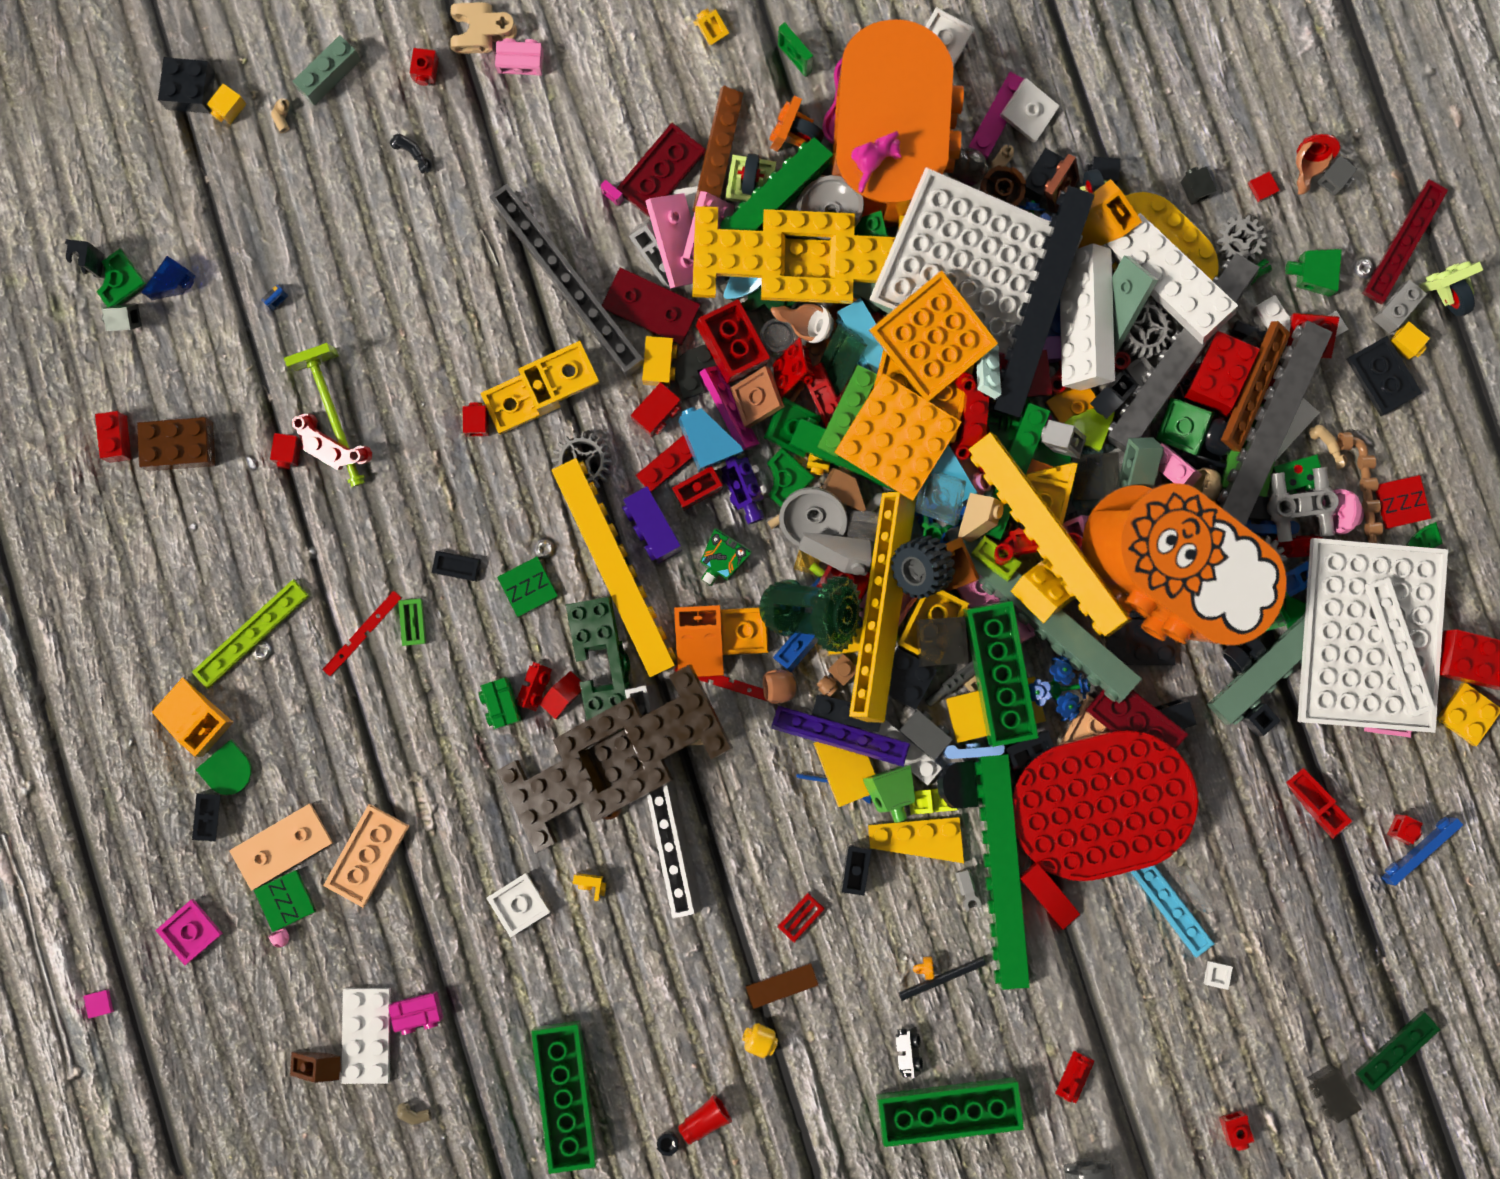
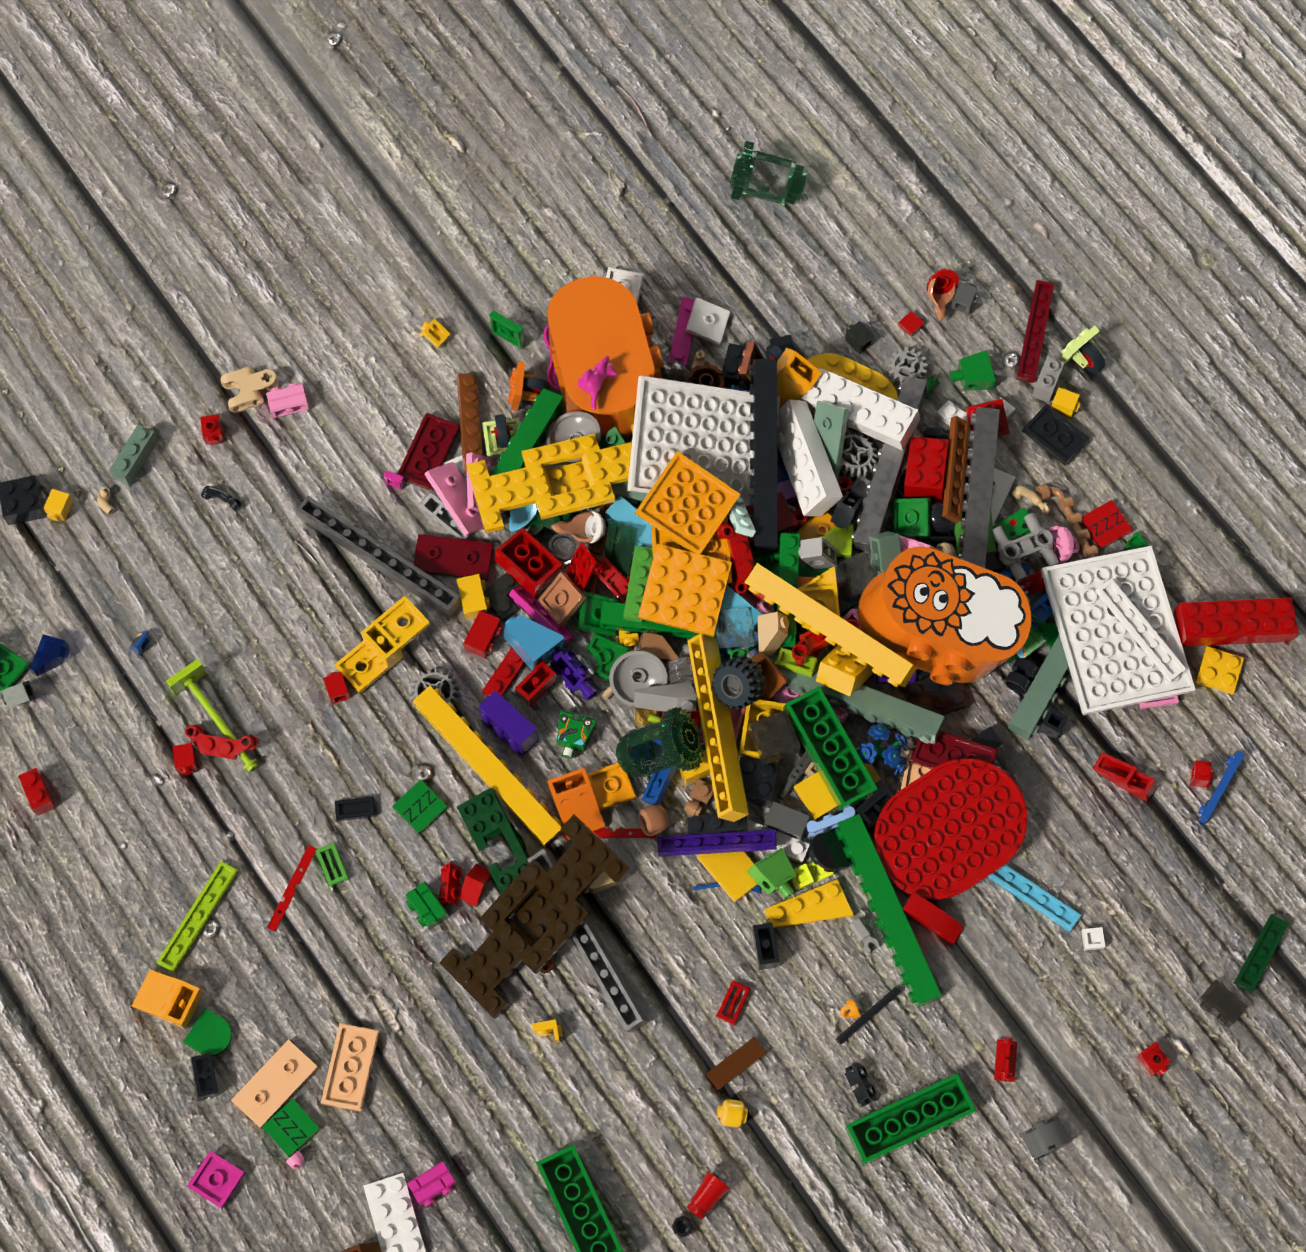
camera: 15 degrees left, 15 degrees down
(176, 444) = (91, 781): reddish brown brick -> none
(518, 904) = (492, 1066): white plate -> none

